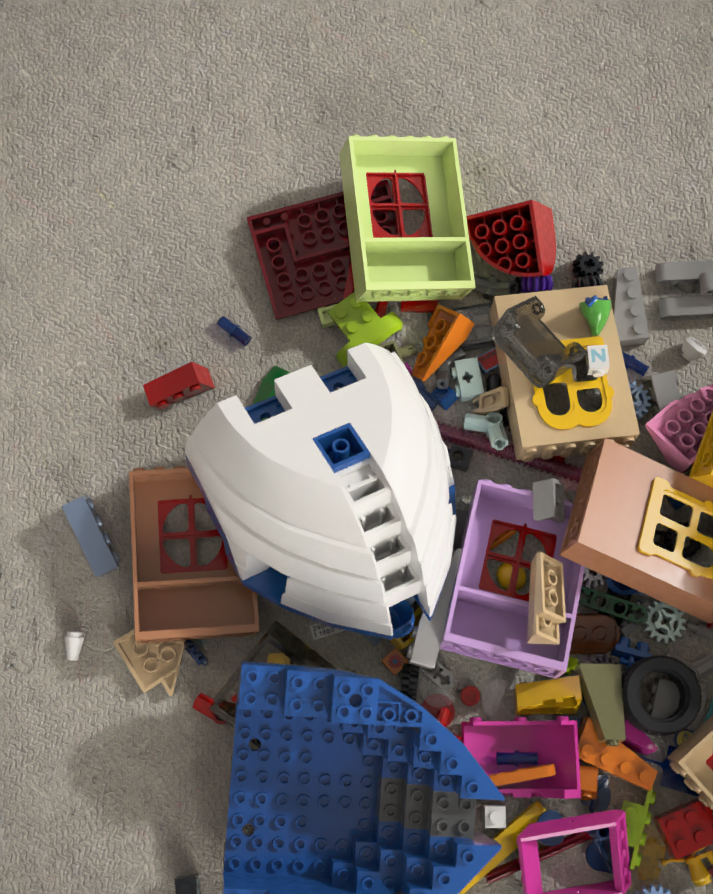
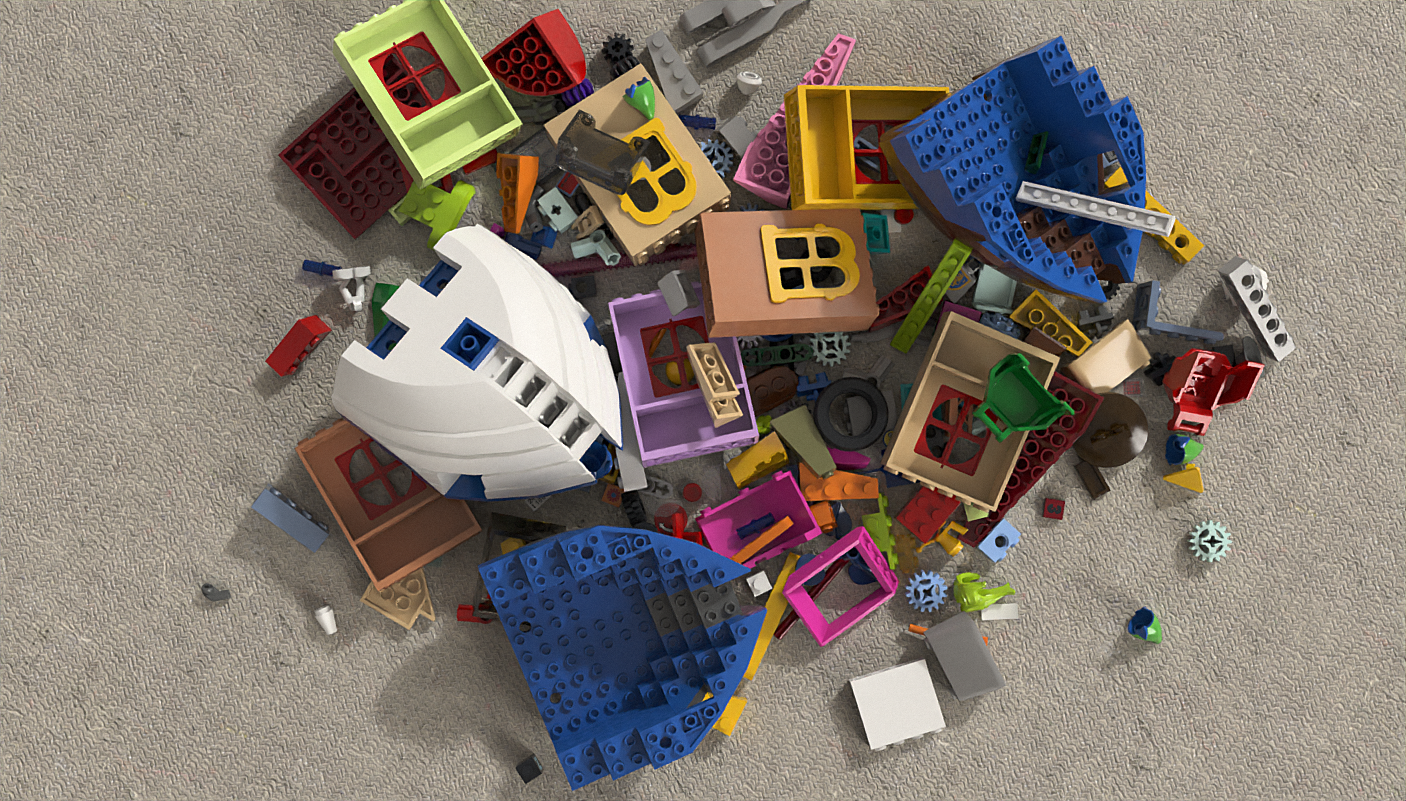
camera: 25 degrees left, 10 degrees up
(195, 653) = (436, 574): dark blue gear -> none
(253, 345) = (346, 275): none -> white piece
(401, 352) = (483, 216): olive bracket -> none
(597, 360) = (662, 143): white brick -> none

